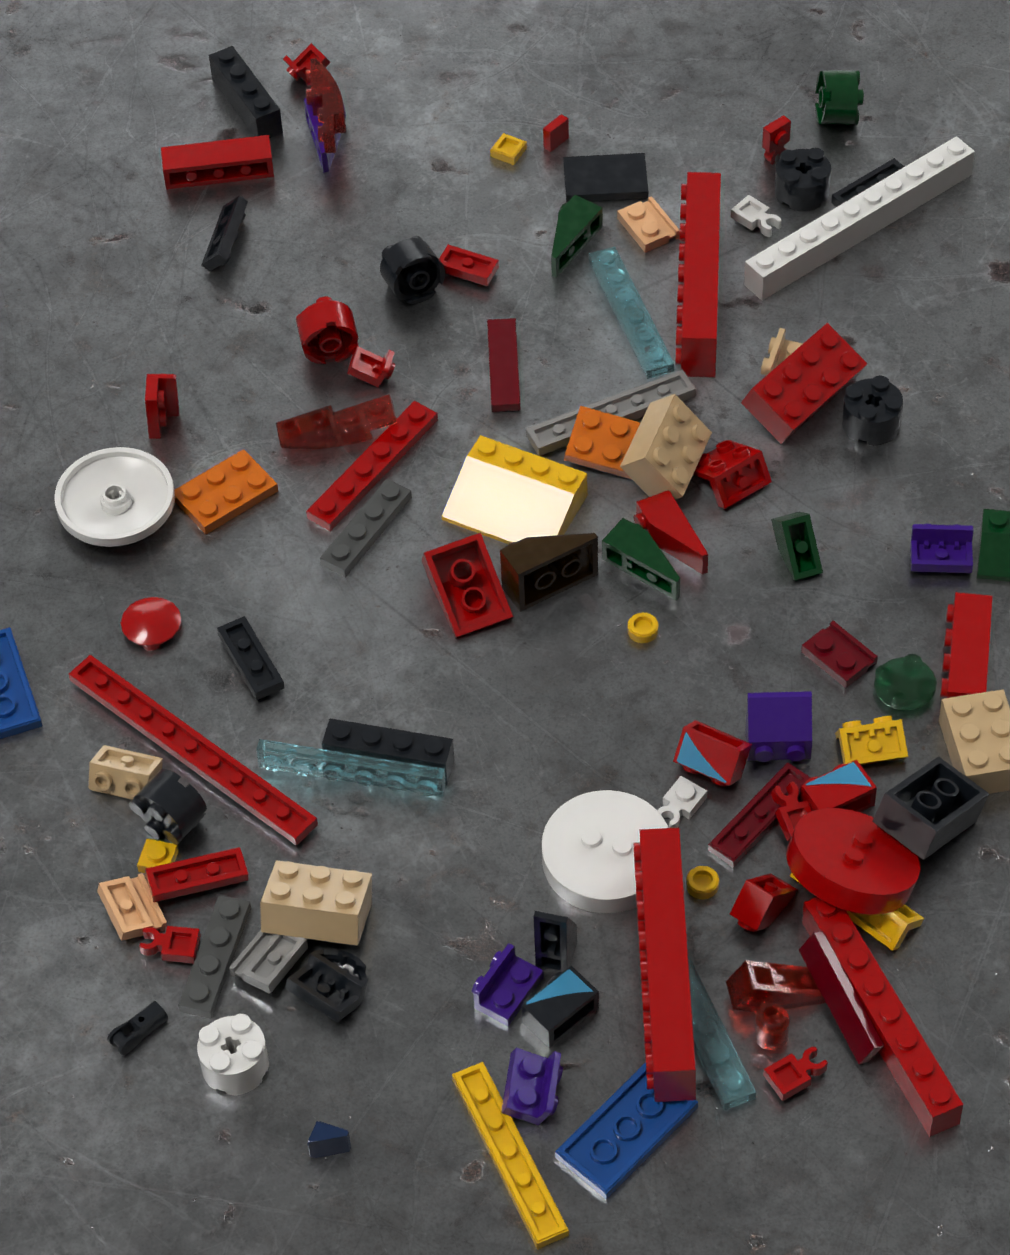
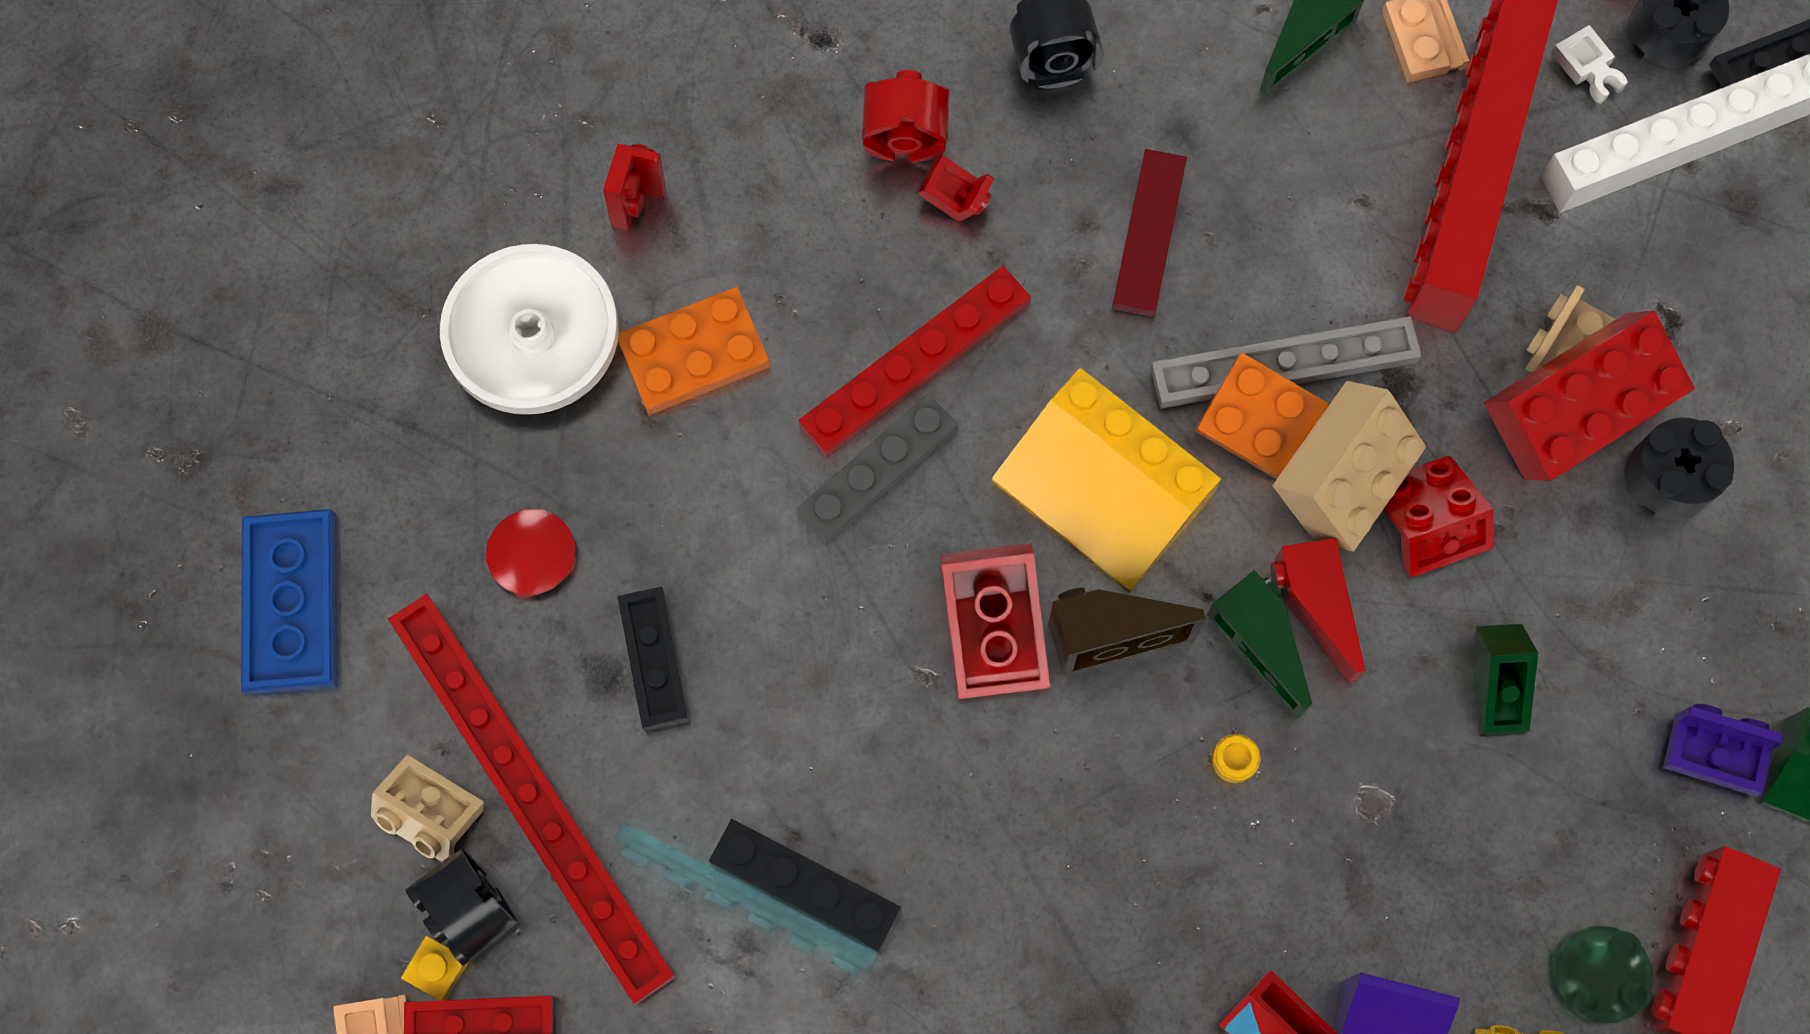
camera: 15 degrees right, 20 degrees up
(332, 429) = (875, 284): clear red slope -> none
(469, 265) = (1141, 44): red plate -> none
(631, 312) = (1360, 187): clear light blue plate -> none
(839, 654) = (1517, 889): dark red plate -> none

